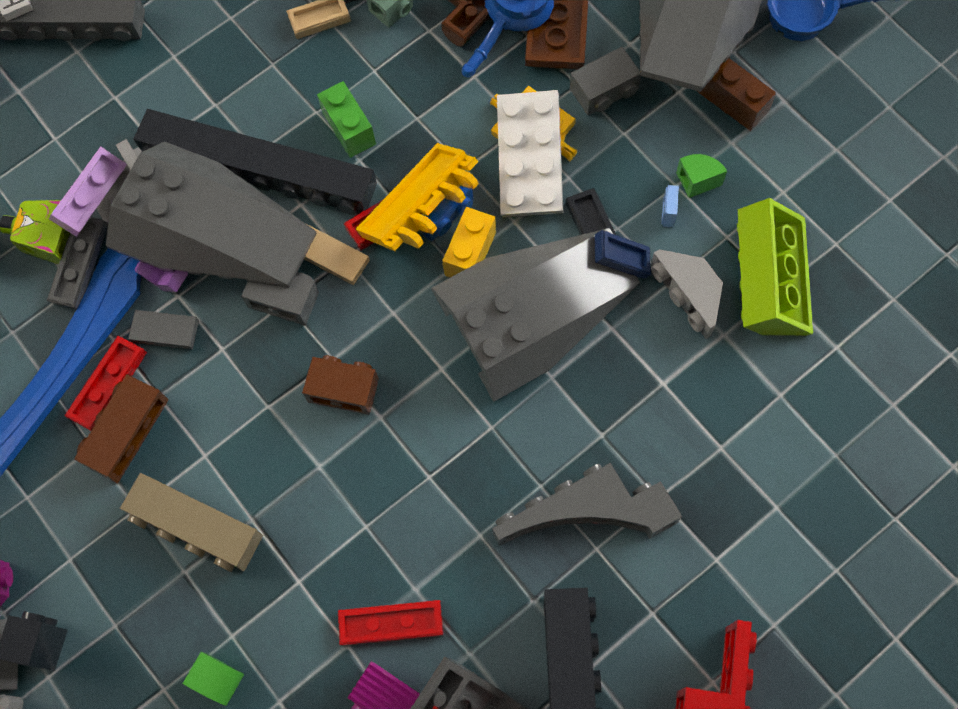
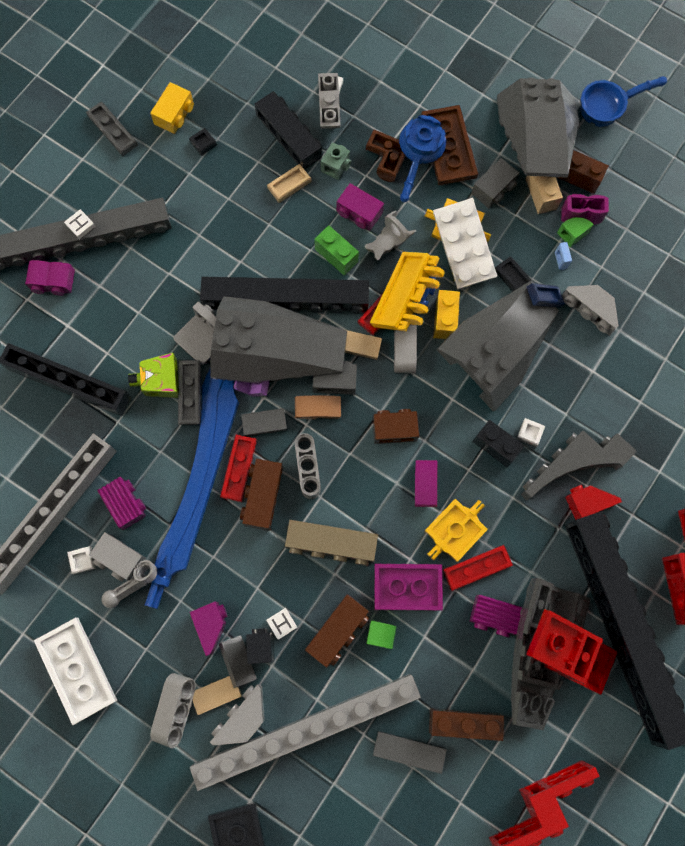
camera: 25 degrees left, 5 degrees up
(82, 620) = (281, 623): none -> white tile
(88, 191) = (183, 343): lavender plate -> none
(152, 654) = (338, 631): none -> reddish brown brick
(193, 392) = (303, 456): none -> light grey beam
(244, 327) = (317, 407): none -> medium nougat slope
(277, 620) = (408, 587): none -> magenta plate
(355, 478) = (426, 483): none -> magenta slope
(376, 558) = (456, 530): none -> yellow plate
(396, 278) = (405, 350): none -> light grey beam
(400, 69) = (359, 207): none -> magenta brick
(433, 119) = (391, 236): none -> light grey hair
(480, 448) = (498, 443): none -> black brick
(538, 447) = (530, 432): none -> white tile
(589, 568) = (589, 501): none -> red slope
(673, 111) = (544, 193): none -> tan brick
(729, 146) = (591, 208): none -> magenta brick
(774, 270) = (639, 281): lime slope -> none

